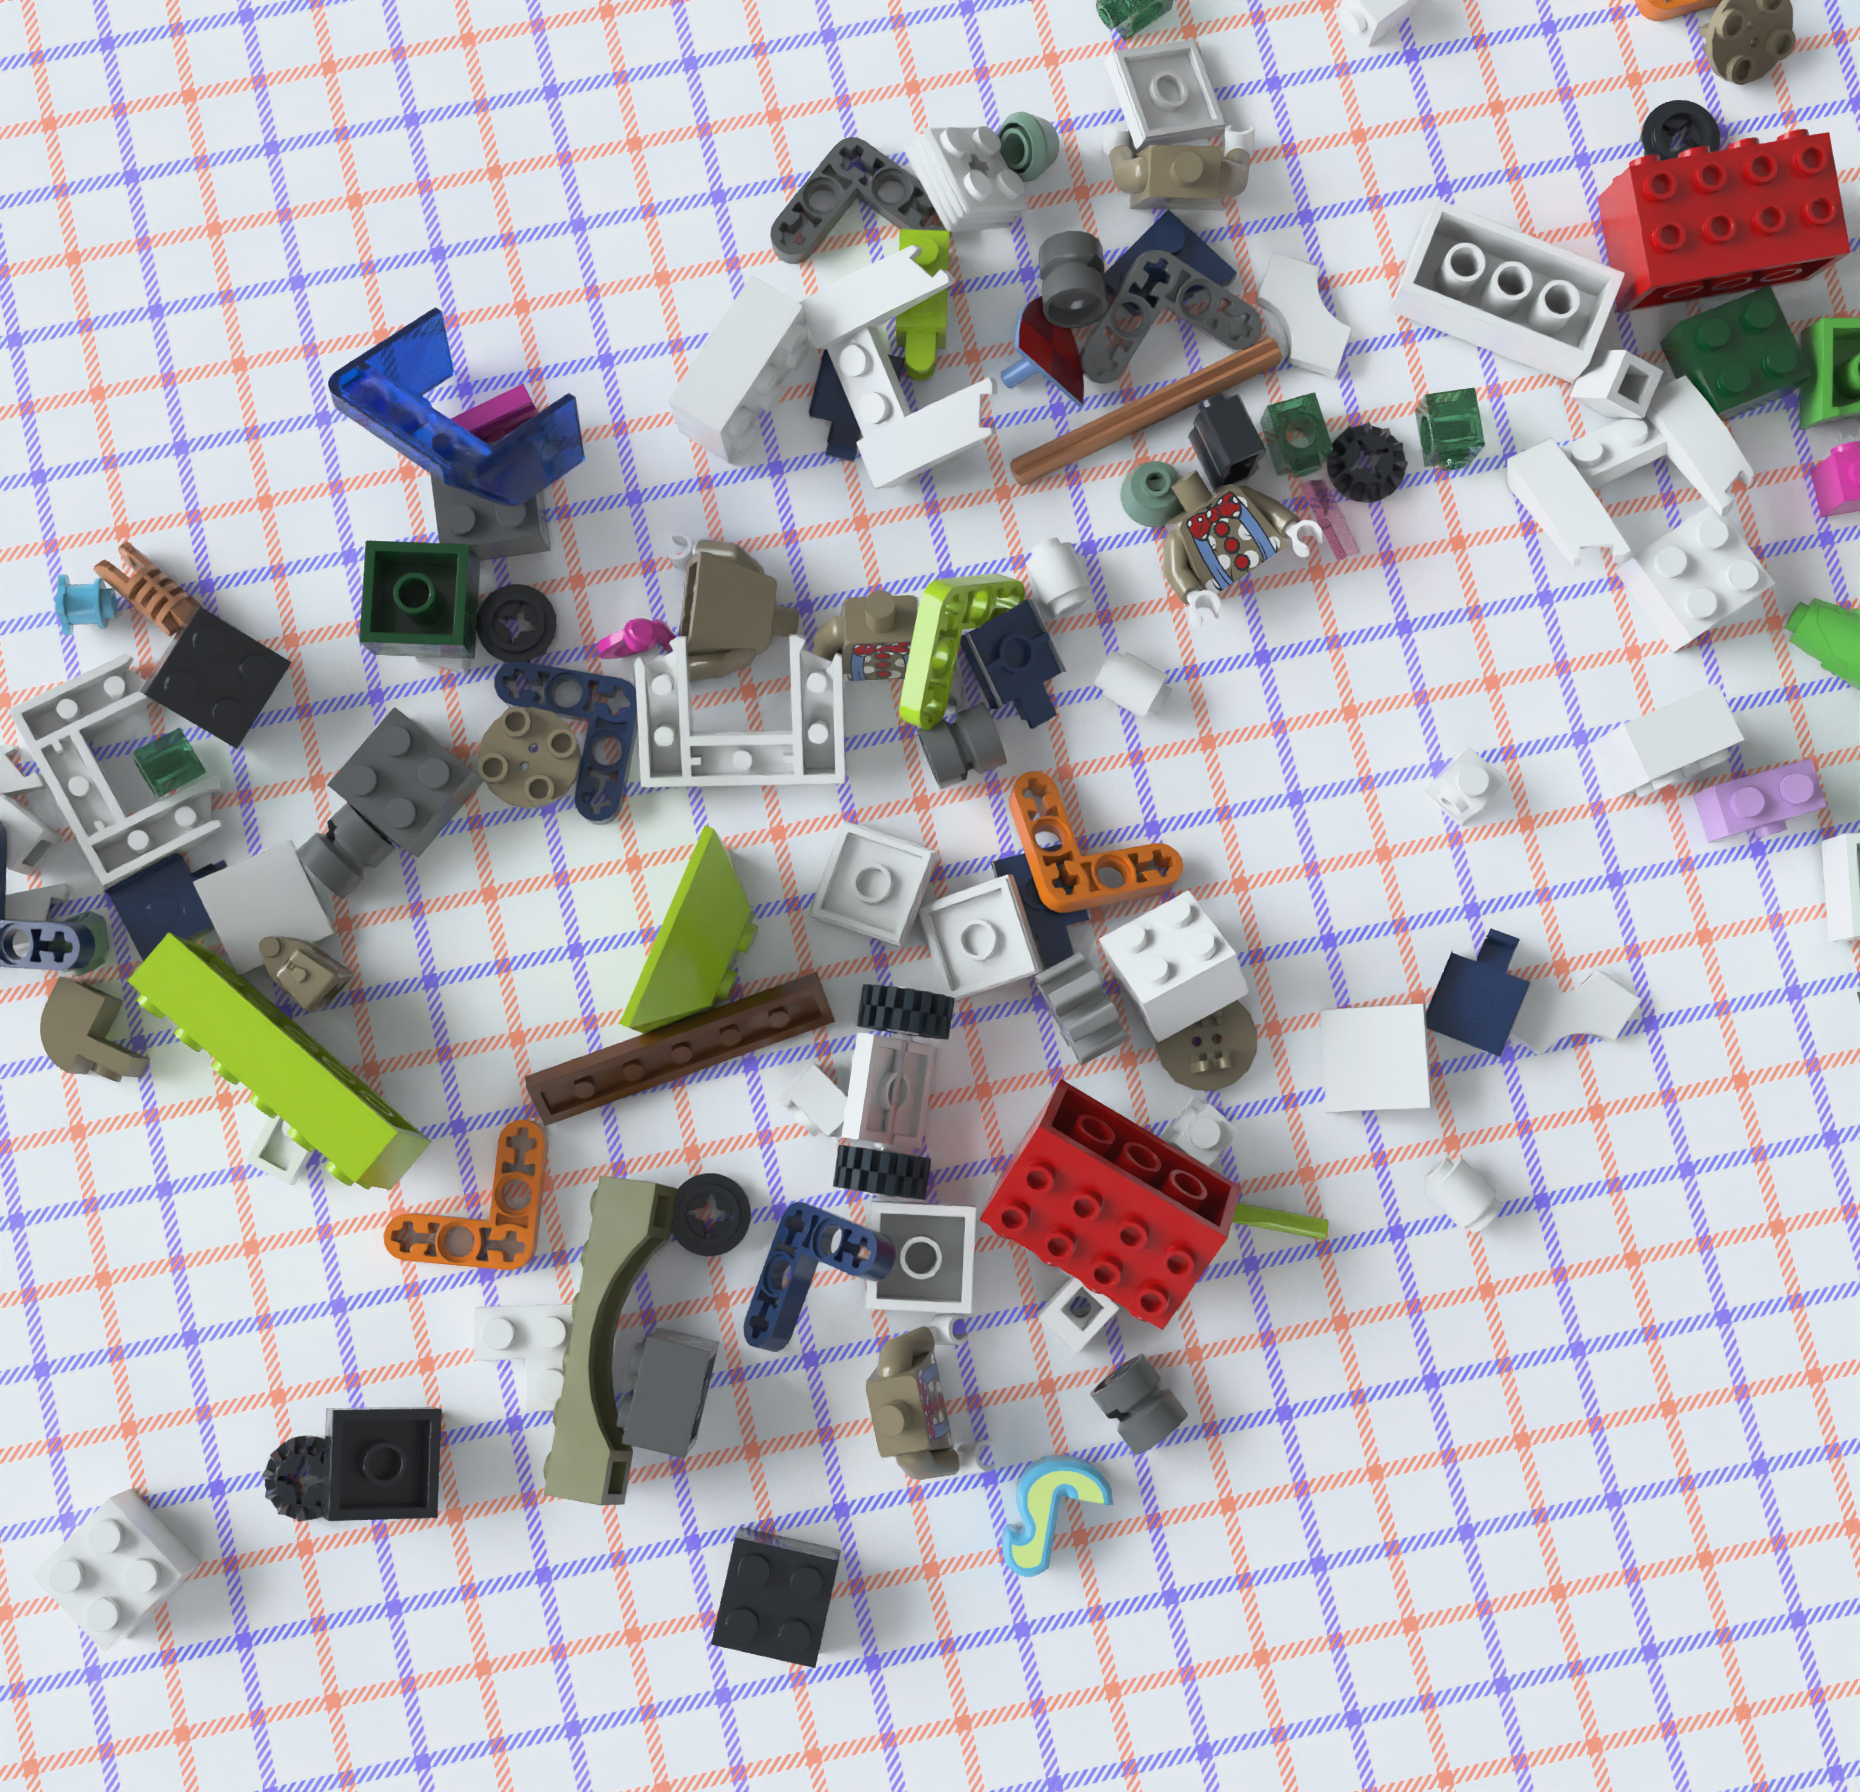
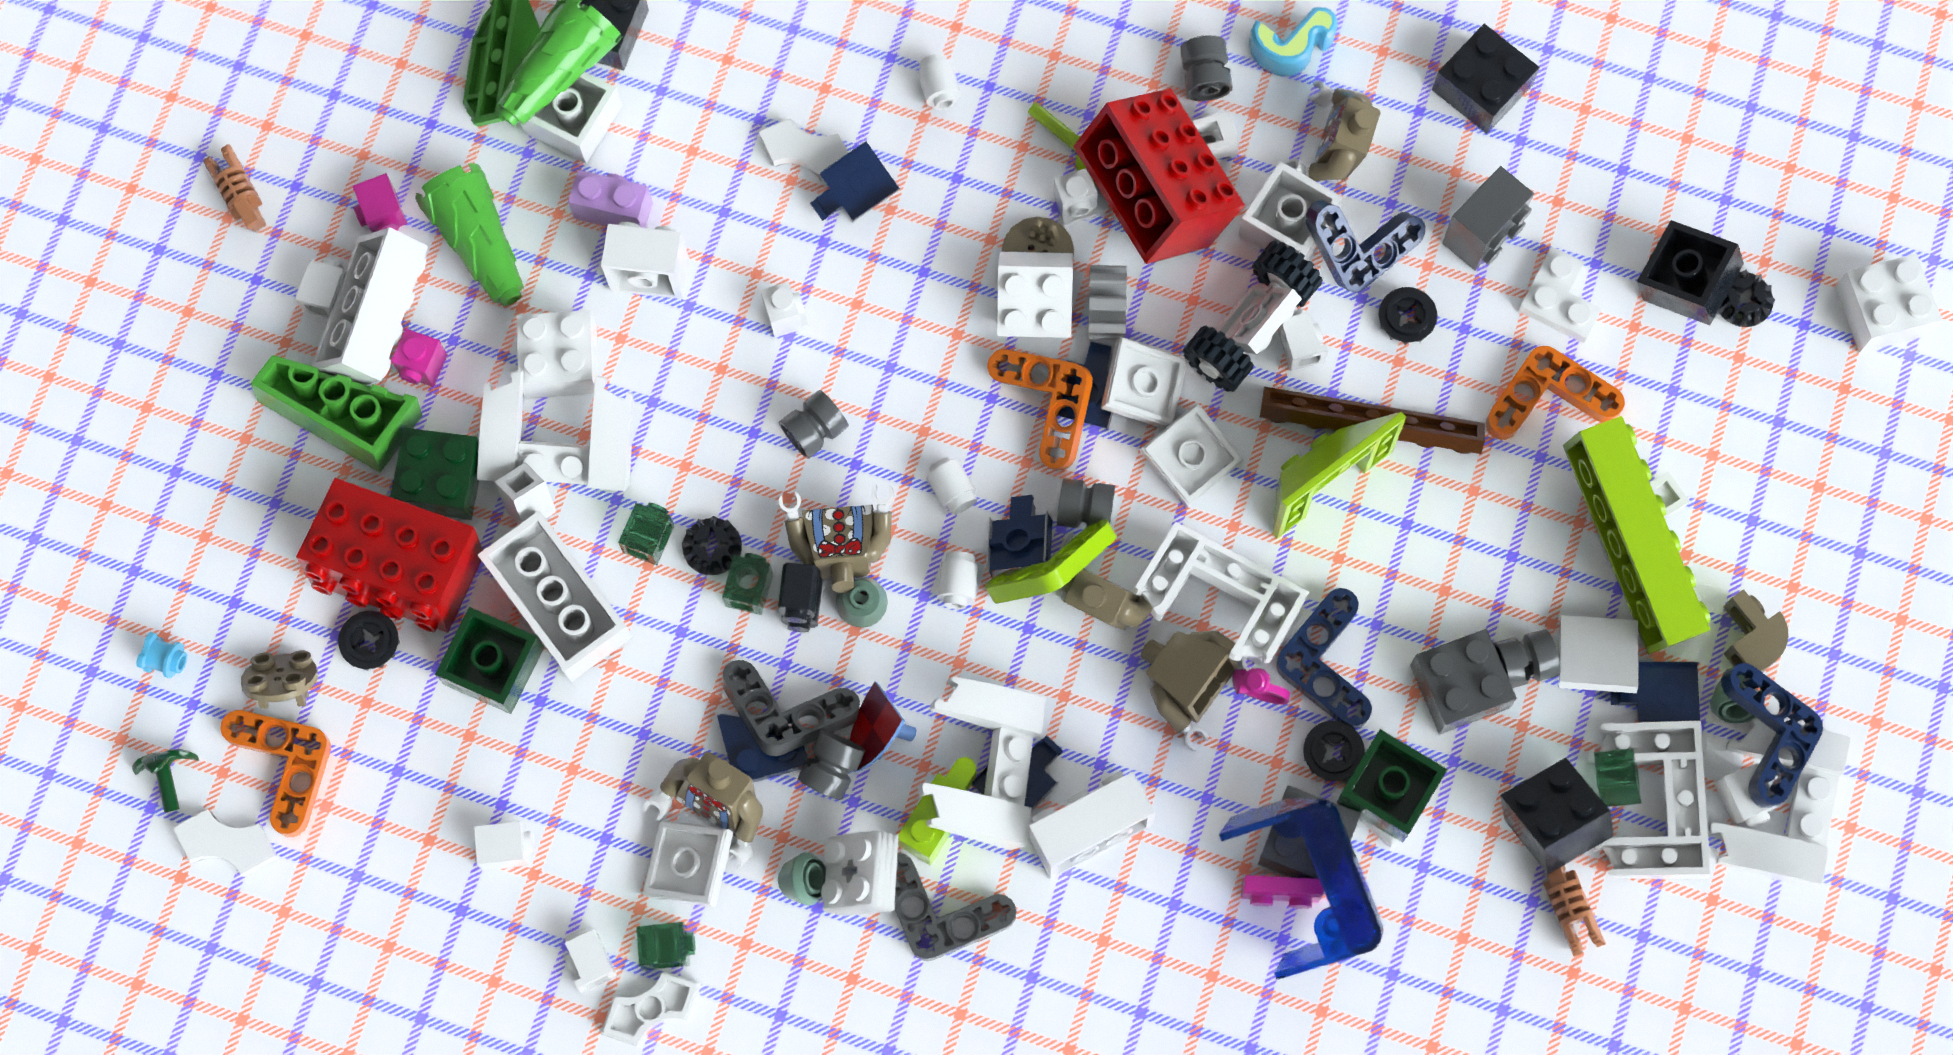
camera: 145 degrees left, 10 degrees down
(84, 604) = (1622, 924): medium azure brick -> none
(304, 971) = (1590, 589): dark tan piece -> none
(508, 747) = (1361, 635): dark tan plate -> none
(587, 1449) = (1556, 210): arch -> none
(1145, 411) = (834, 659): nougat axle -> none
(1294, 299) = (688, 682): white tile -> none
(1330, 519) = (763, 511): clear pink piece -> none
(1343, 654) = (817, 421): none -> dark grey wheel
(1376, 1058) = (941, 183): white tile -> none
(1531, 175) = (490, 660): none -> dark green brick

